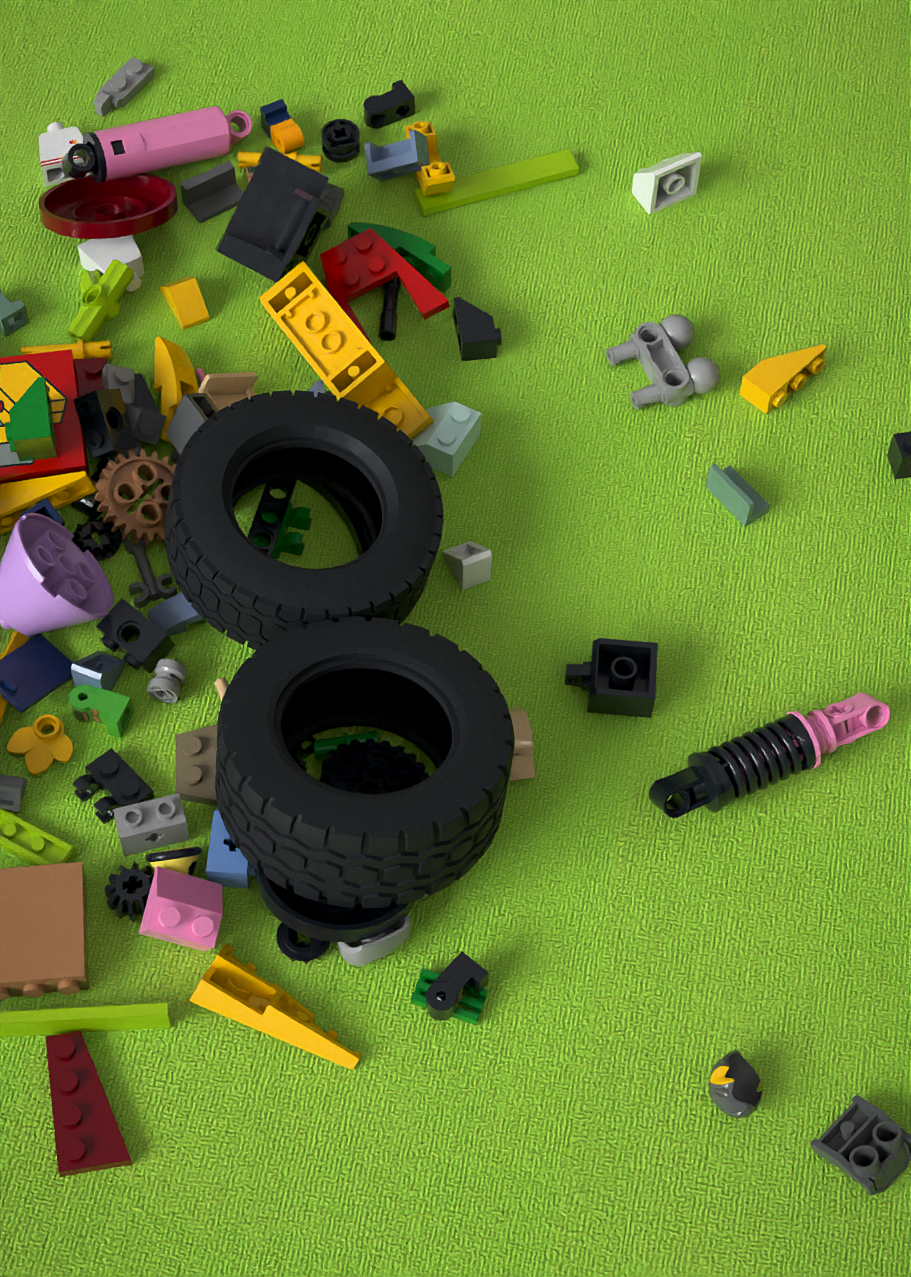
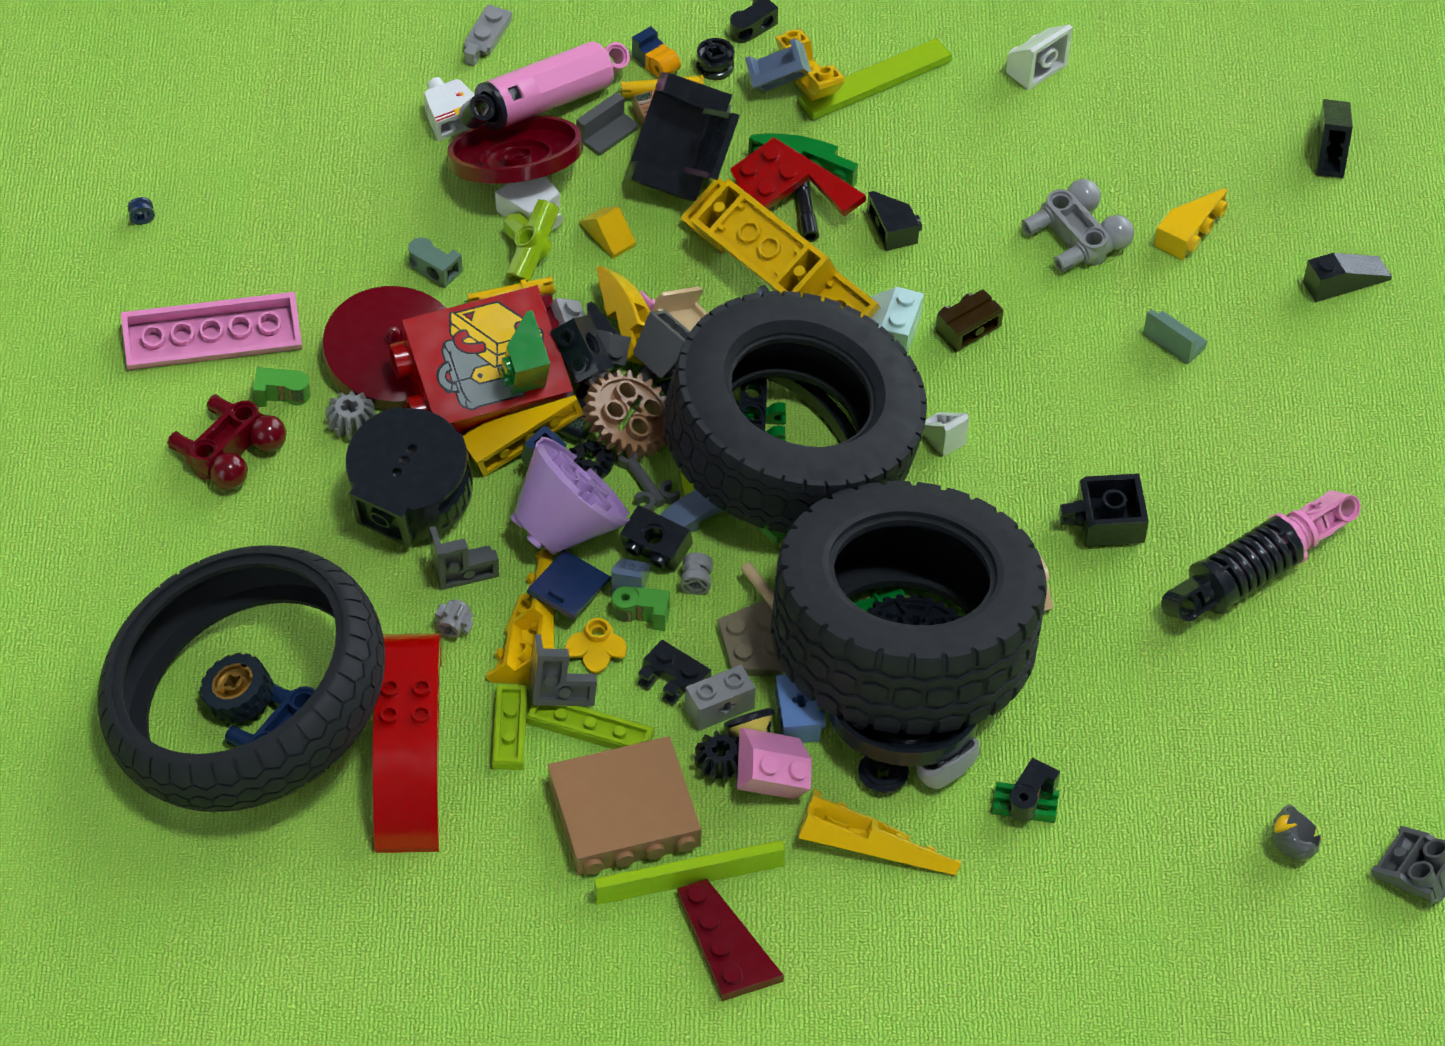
camera: 10 degrees left, 5 degrees down
(524, 446) = (968, 319): none -> dark brown brick

